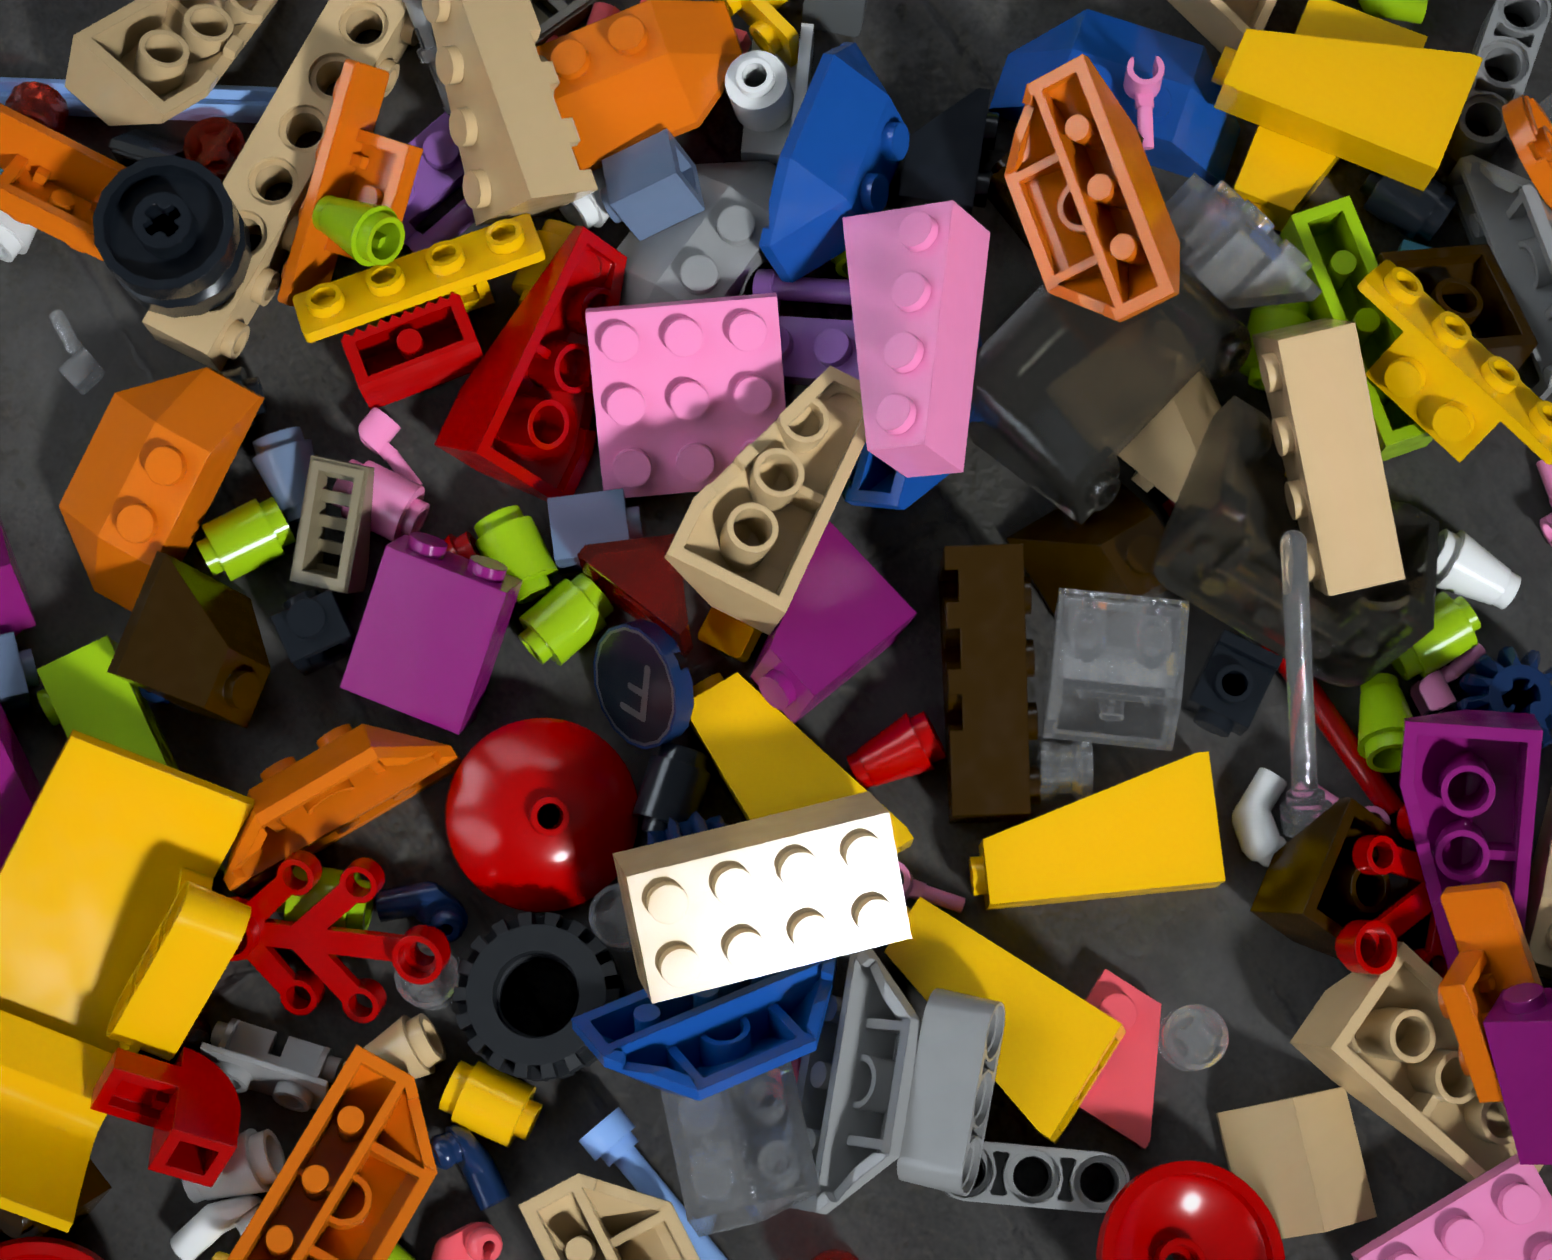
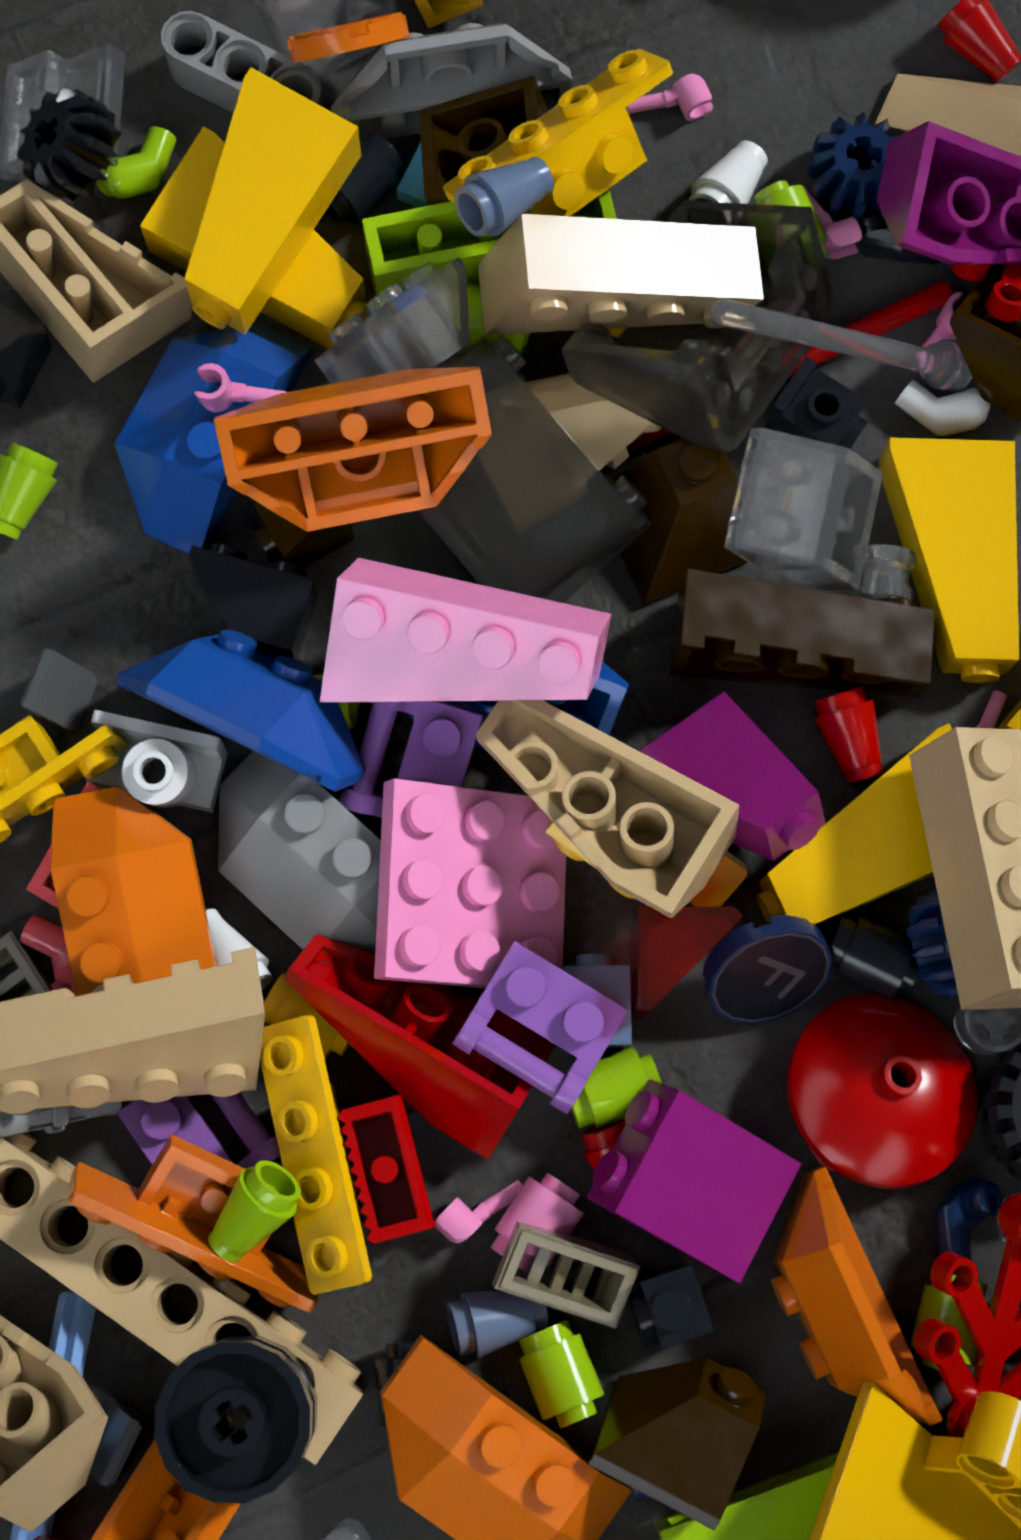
camera: 90 degrees left, 0 degrees up
(212, 141) = (116, 1374): clear red wheel -> none
(564, 620) = (684, 1045): lime brick -> none
(578, 476) = (554, 1008): none -> medium lavender plate
(651, 185) = (246, 897): sand blue brick -> none
(1372, 300) = (499, 195): none -> sand blue cone
(1382, 723) = (874, 279): lime cone -> none

